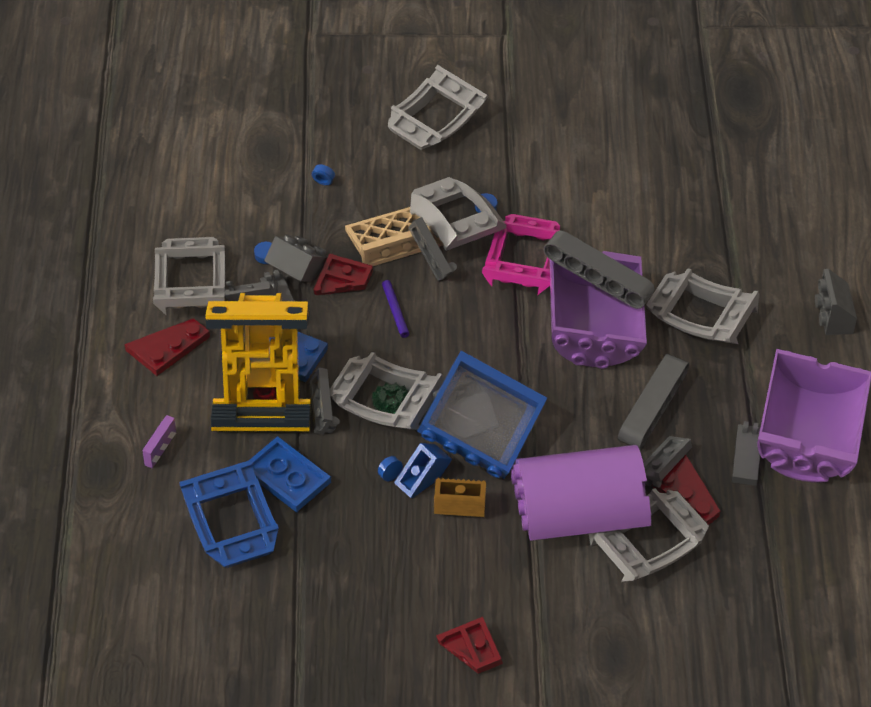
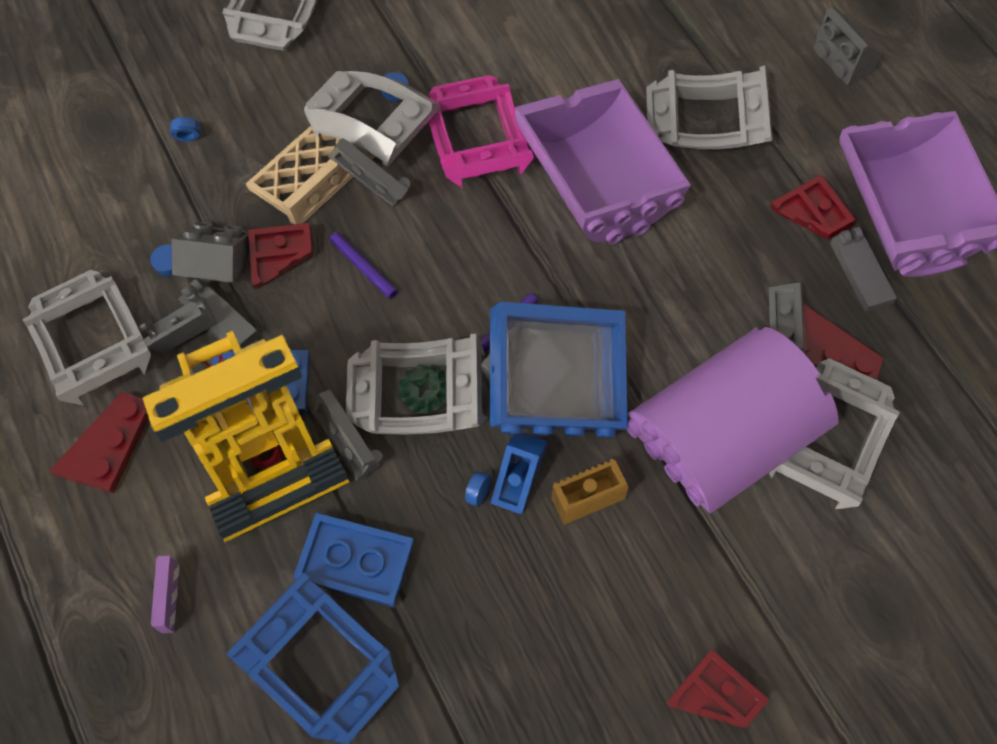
camera: 25 degrees left, 15 degrees up
(599, 269) = (591, 116): dark grey beam -> none
(653, 401) = (727, 253): dark grey beam -> none
(737, 400) = (815, 208): none -> dark red wing

